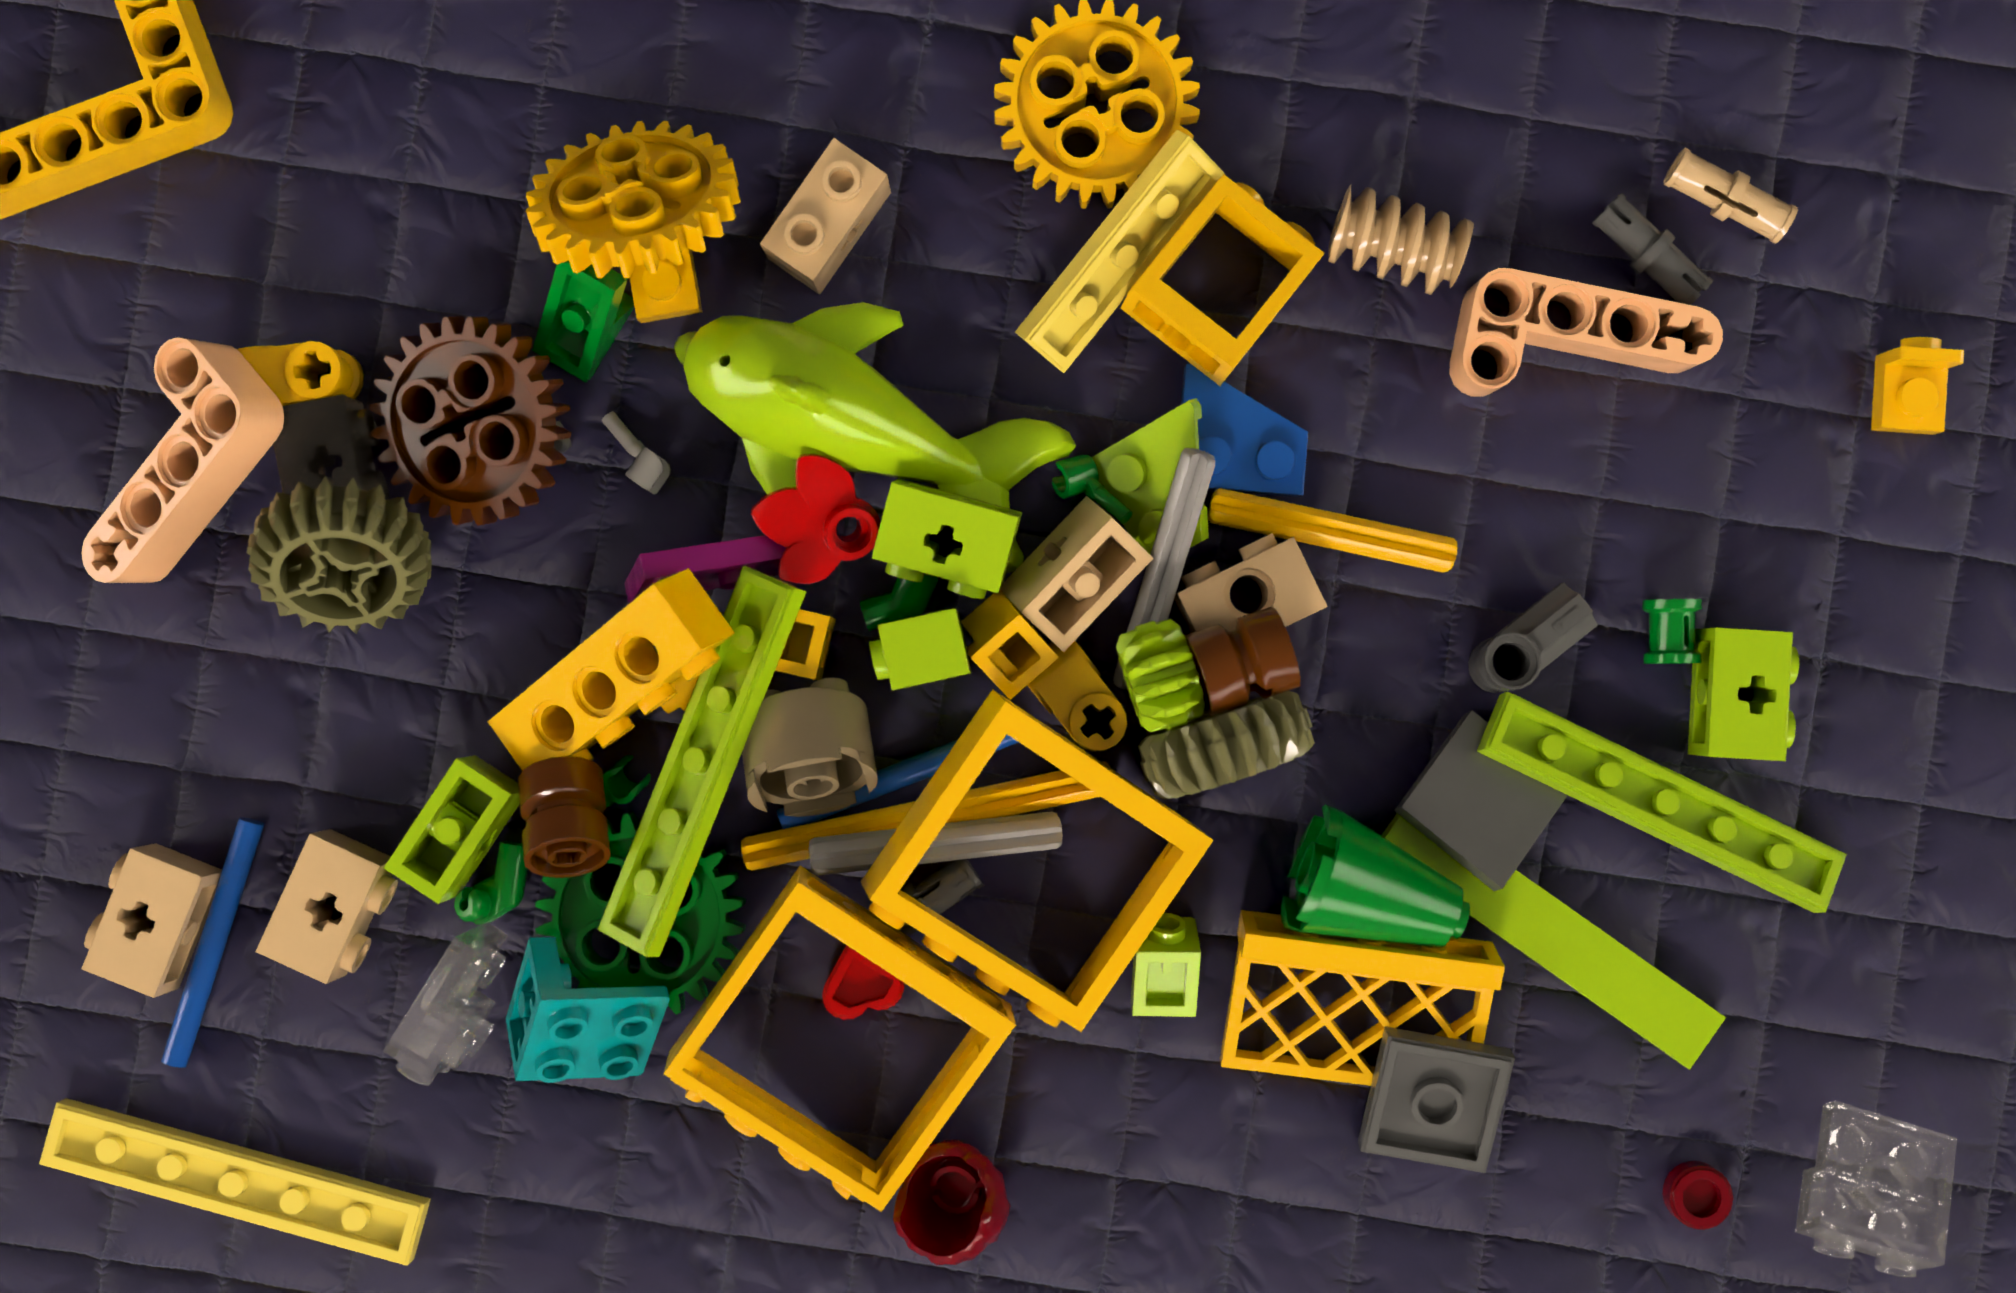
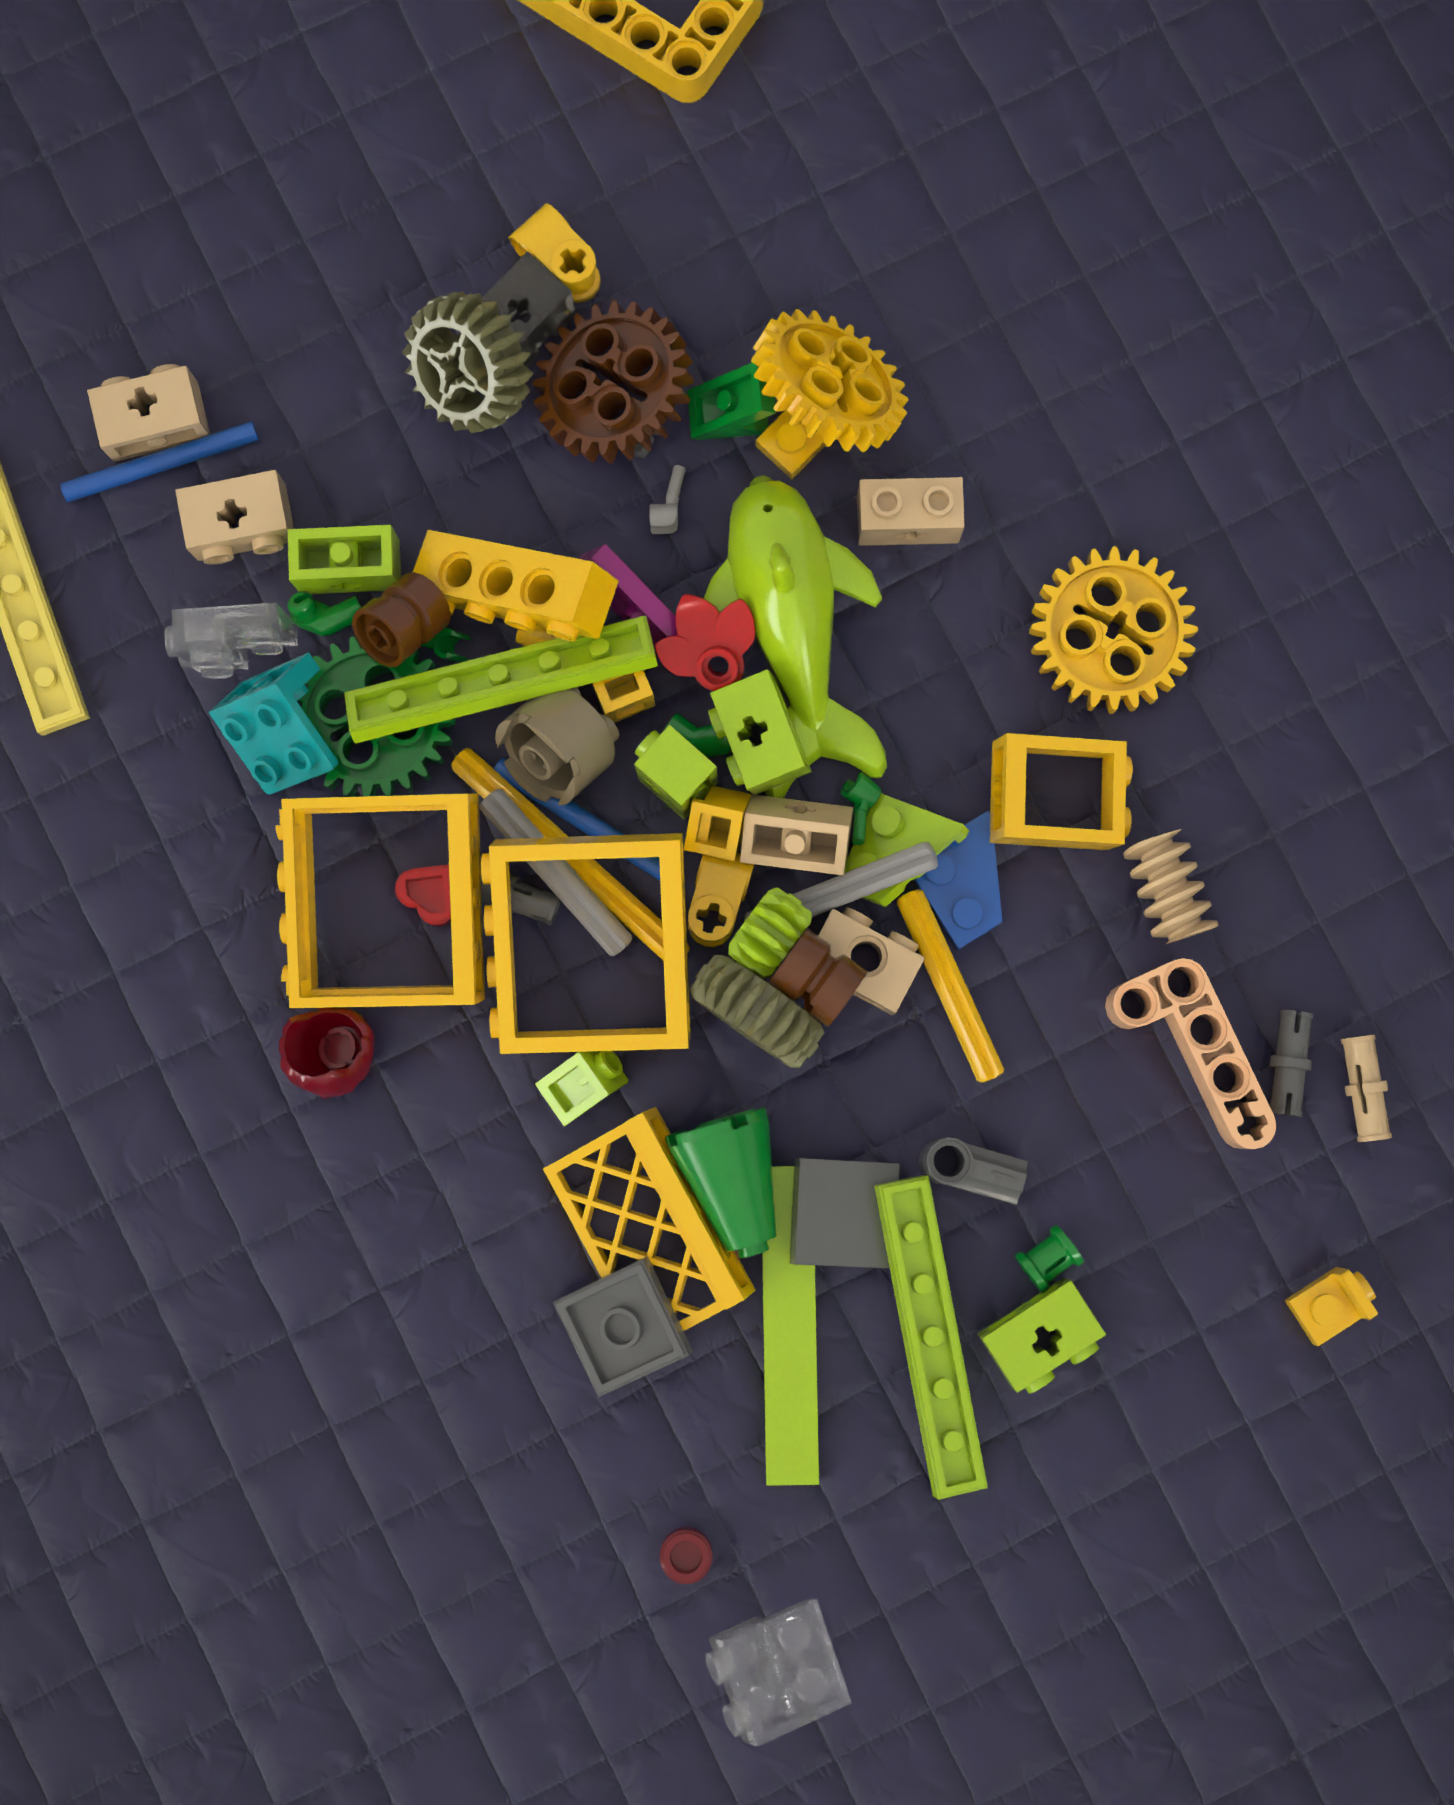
camera: 65 degrees right, 5 degrees down
(215, 443) = (456, 234): light nougat beam -> none
(1119, 251) = (999, 710): light yellow tile -> none

